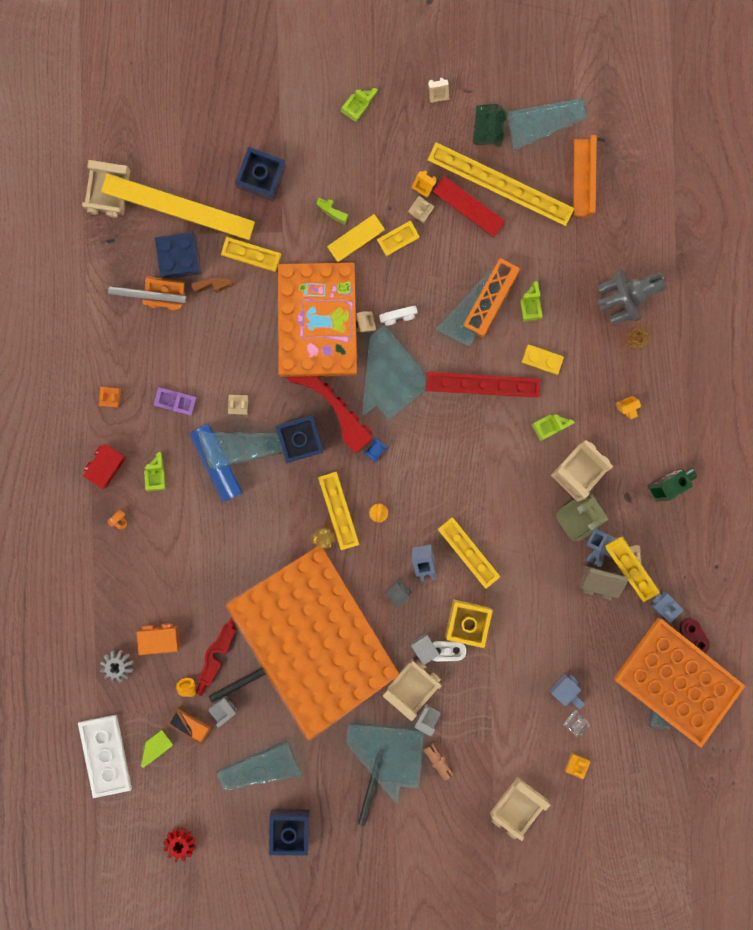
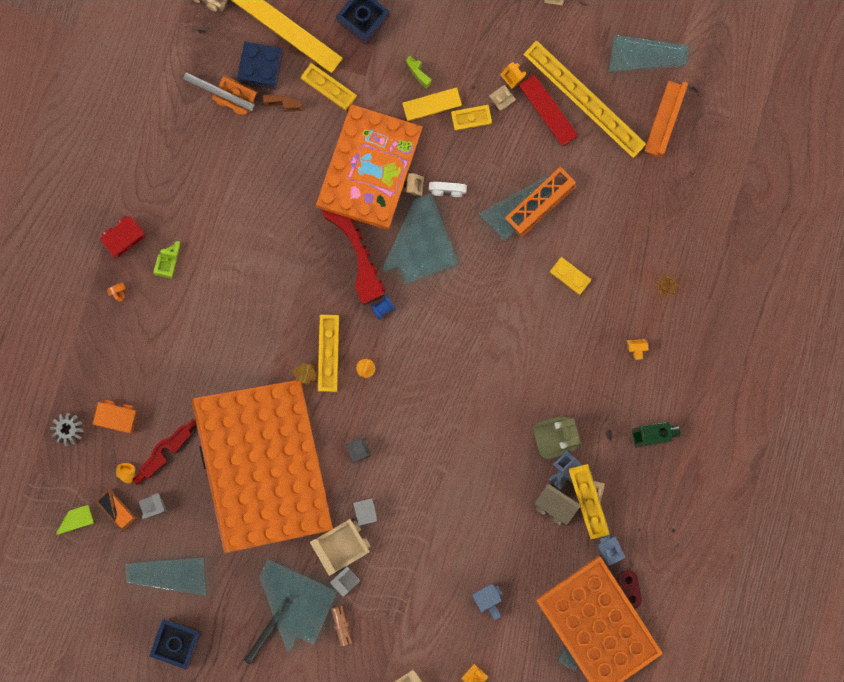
camera: 15 degrees right, 5 degrees down
(104, 756) = (25, 512): white tile -> none
(109, 397) = (150, 175): orange tile -> none
(174, 401) = (209, 199): medium lavender slope -> none
(176, 851) = (70, 626): red gear -> none
(223, 477) = (227, 269): blue brick -> none
(230, 449) = (253, 261): clear light blue wing -> none
(236, 685) = (176, 486): pearl dark grey bar -> none
(238, 404) = (268, 222): tan tile -> none
(299, 439) = (314, 273): dark blue brick -> none
(423, 561) = (392, 428): sand blue brick -> none
(447, 651) = (386, 522): white plate -> none
(468, 552) = (438, 434): yellow plate -> none
(468, 623) = (415, 501): yellow brick -> none
(482, 384) = (505, 280): red tile -> none
(489, 125) = (592, 41): clear green bracket -> none
(531, 304) = (576, 220): lime slope -> none
(550, 425) = (557, 340): lime slope -> none
(576, 723) = (487, 634): clear tile -> none
(581, 470) = (572, 392): tan panel -> none
(629, 294) = (671, 240): dark grey piece -> none

